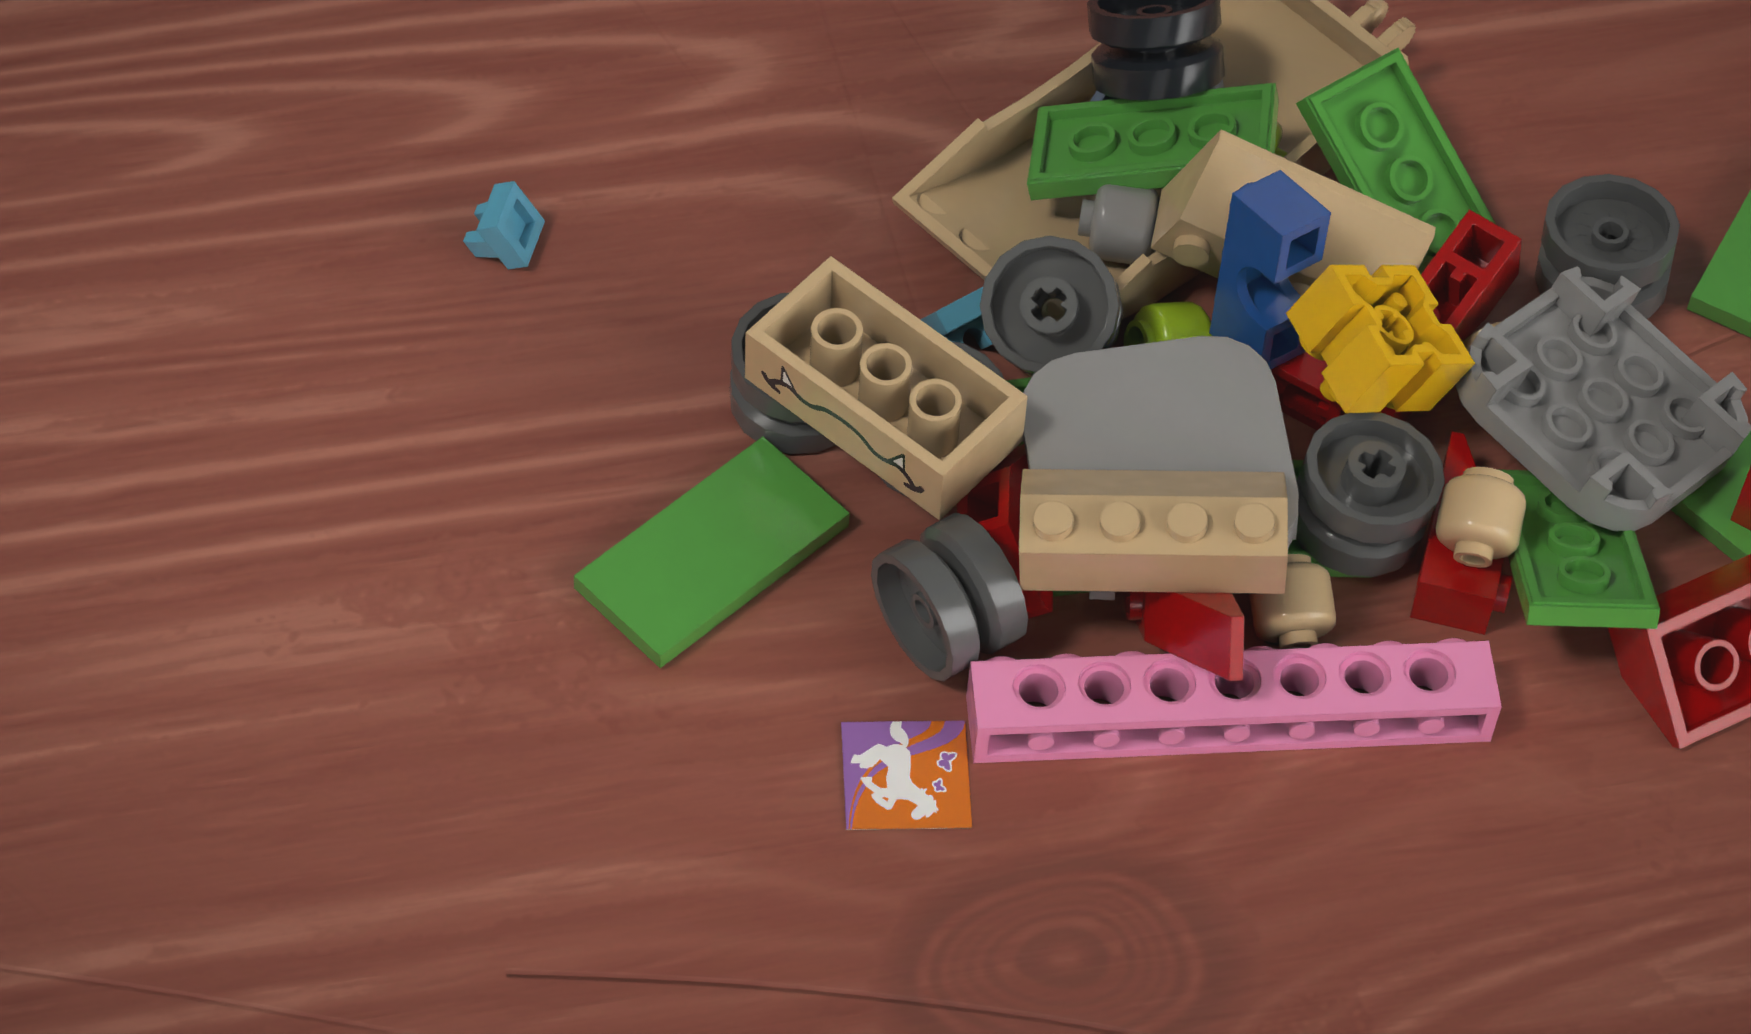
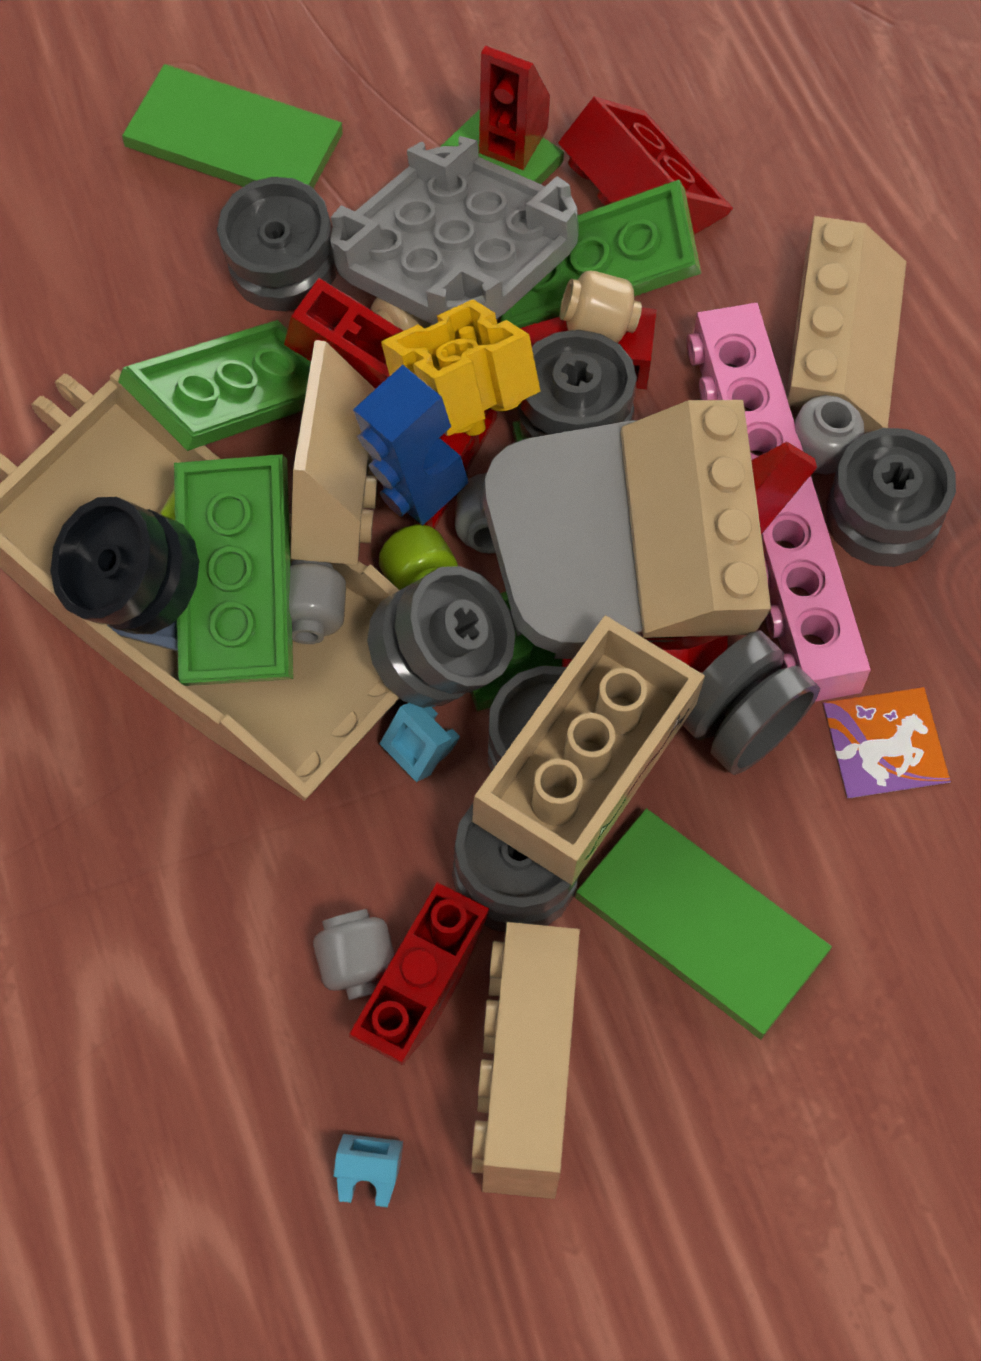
camera: 95 degrees left, 10 degrees up
(575, 345) = (531, 1050): none -> tan brick
(676, 274) = (421, 975): none -> red slope
(723, 237) = (353, 953): none -> light grey head
(1217, 810) = (890, 497): none -> dark grey wheel
(1309, 756) = (826, 429): none -> light grey head
(1478, 822) = (847, 320): none -> tan slope

